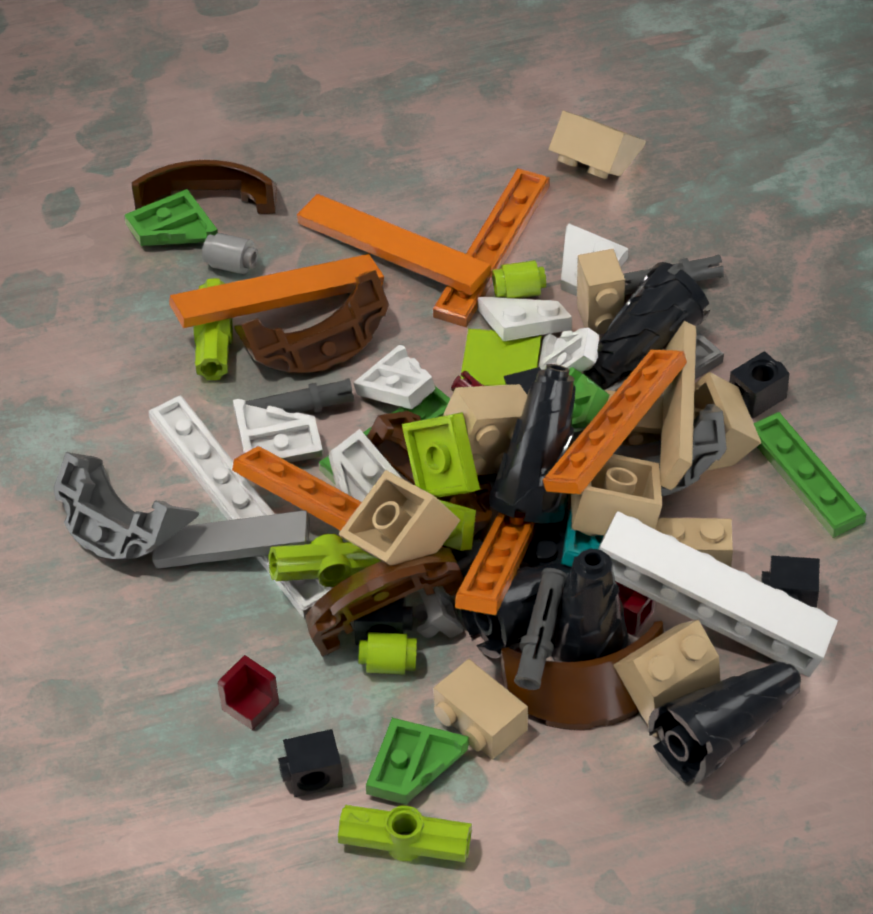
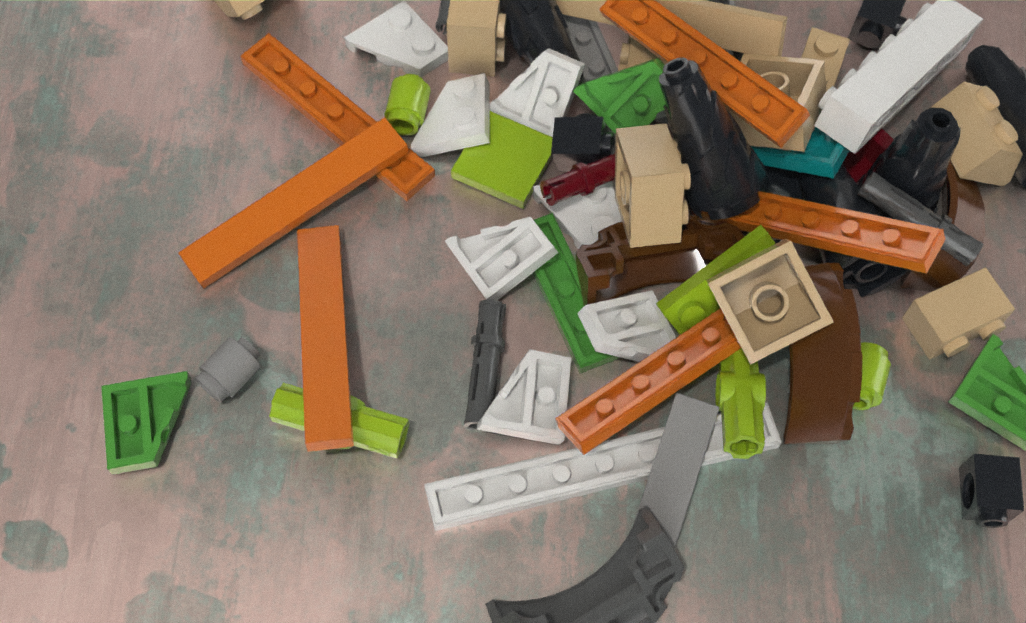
camera: 75 degrees left, 15 degrees up
(206, 176) = (79, 358): reddish brown windscreen -> none
(248, 692) = (883, 528): dark red panel -> none
(325, 343) = (401, 306): reddish brown windscreen -> none
(441, 455) = (668, 235): lime tile -> none

